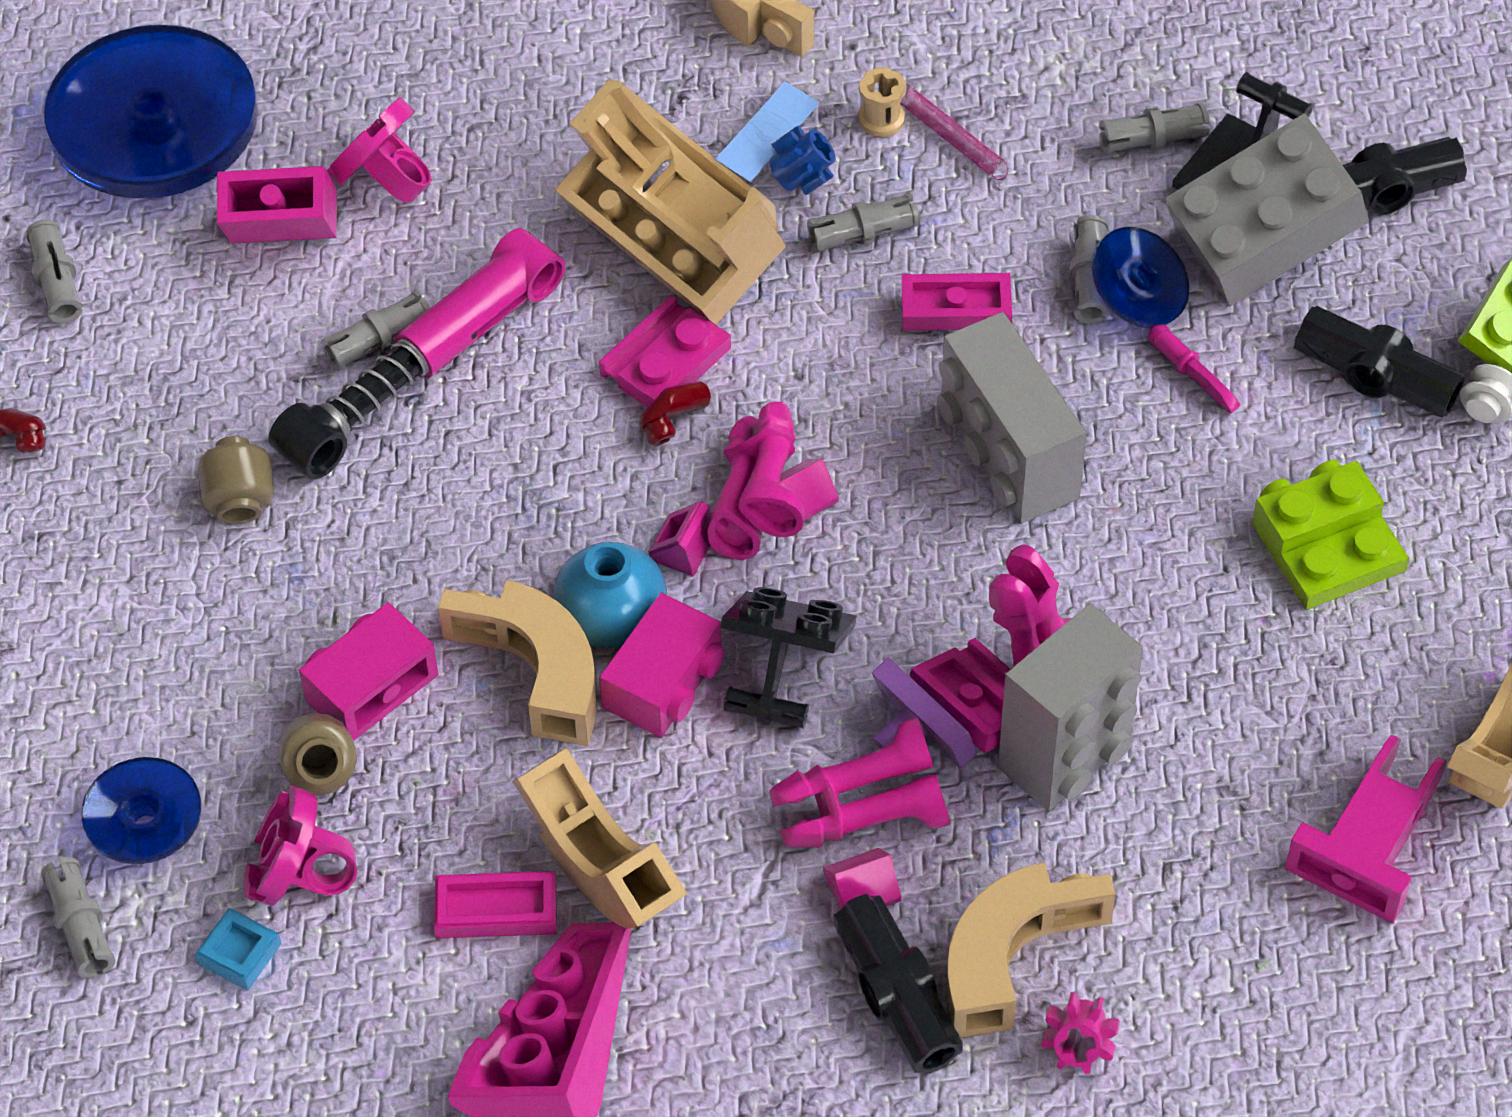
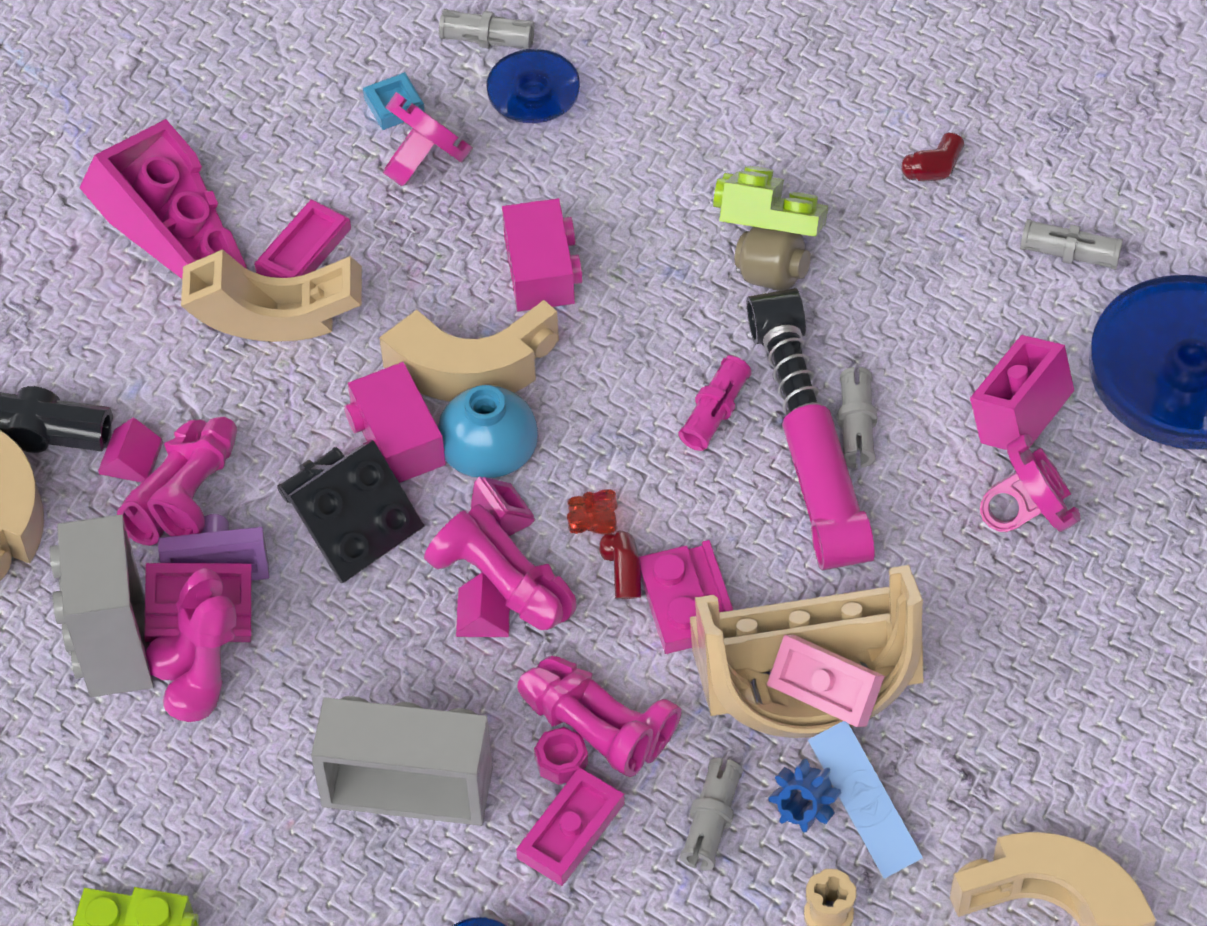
camera: 125 degrees right, 0 degrees up
(184, 495) = (755, 200): none -> plate
(317, 753) = (487, 184): dark tan head -> none
(440, 441) = (715, 403): none -> dark pink pin
(636, 462) = (593, 512): none -> clear red piece
(698, 173) = (825, 680): none -> bright pink plate
(827, 295) = (613, 729): none -> dark pink piece
(897, 346) = (560, 755): none -> dark pink tile

